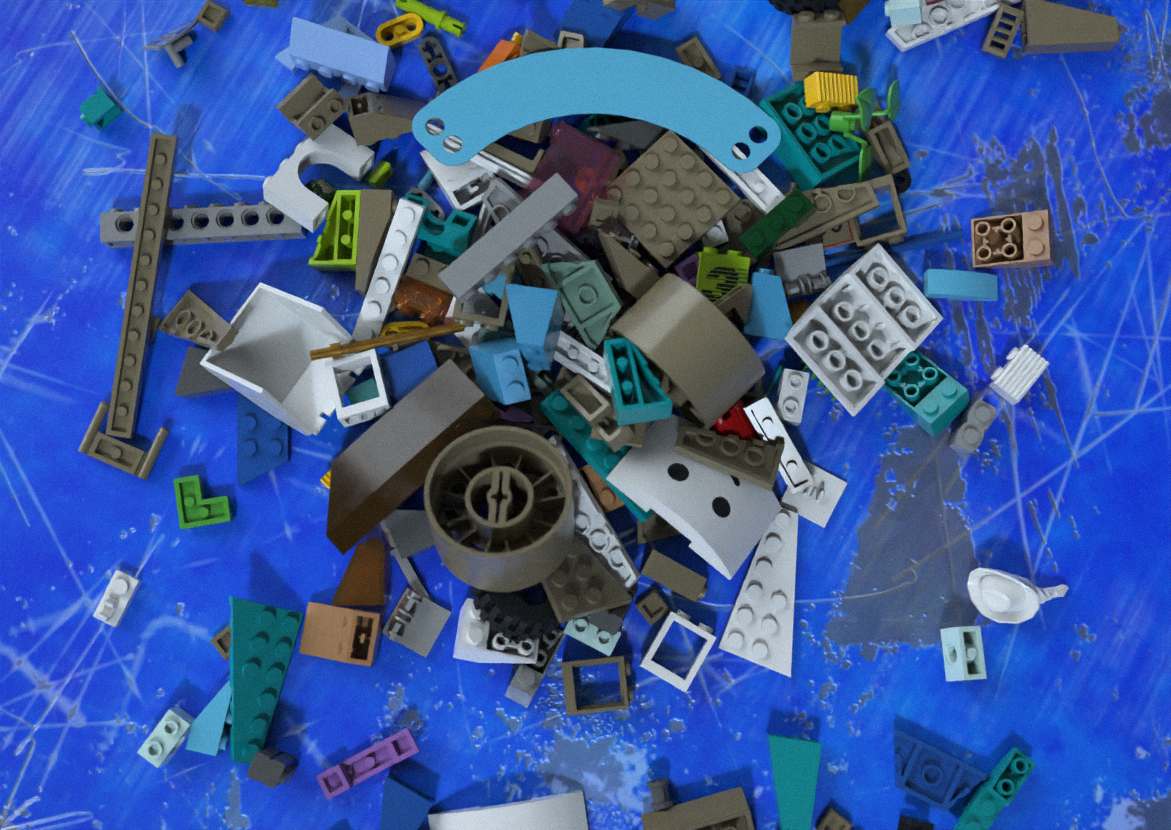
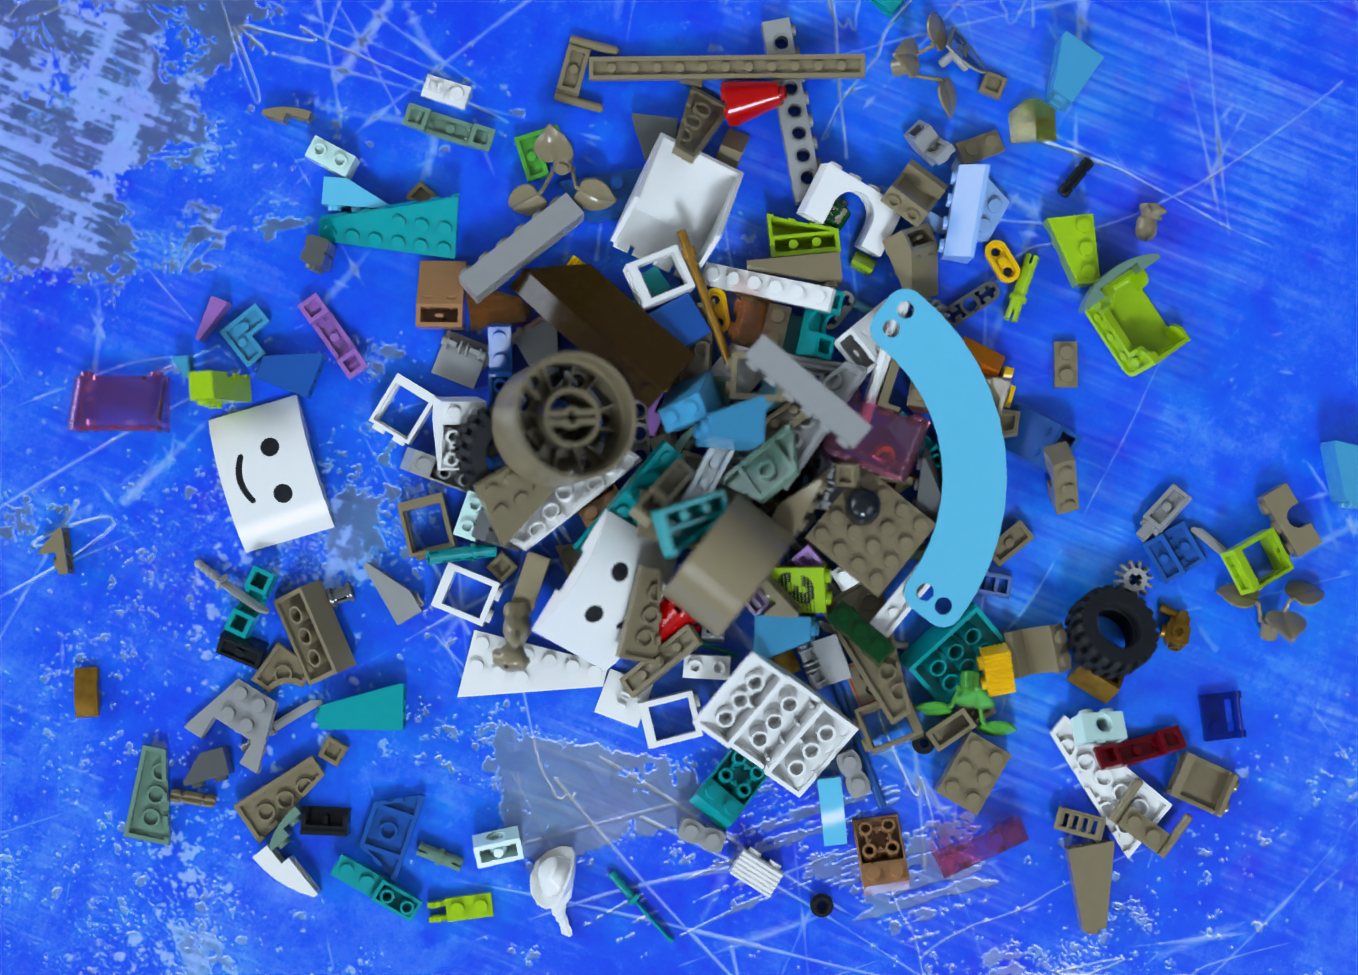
camera: 80 degrees right, 5 degrees up
(108, 786) = (283, 114): none -> dark tan slope
(158, 600) = (448, 128): none -> sand green slope
(172, 88) = (907, 62): none -> dark tan plant
(181, 263) = (750, 99): none -> red cone
(196, 479) = (555, 147): none -> dark tan plant
(231, 293) = (732, 148): none -> dark tan slope
(264, 88) = (928, 144): none -> light grey brick
(275, 37) = (979, 148): none -> dark tan plate
(303, 537) = (521, 248): none -> light grey brick
(423, 577) = (500, 358): none -> blue slope
(430, 695) = (382, 427): none -> white window
(632, 650) = (471, 552): none -> teal pin
(641, 200) = (863, 506): none -> black hair
(671, 729) = (398, 598): none -> light grey slope
(727, 600) = (516, 631): none -> dark tan animal
(842, 470) = (694, 702): none -> white window
(918, 257) = (854, 778): none -> light grey brick
(937, 133) = (972, 772): none -> dark tan brick
(965, 720) = (440, 856): none -> sand green pin
(1024, 703) = (463, 907): none -> lime hinge
(1025, 158) = (979, 848): none -> arch
(1033, 511) = (633, 898): none -> teal sword
(1067, 308) = (821, 912): none -> black plate

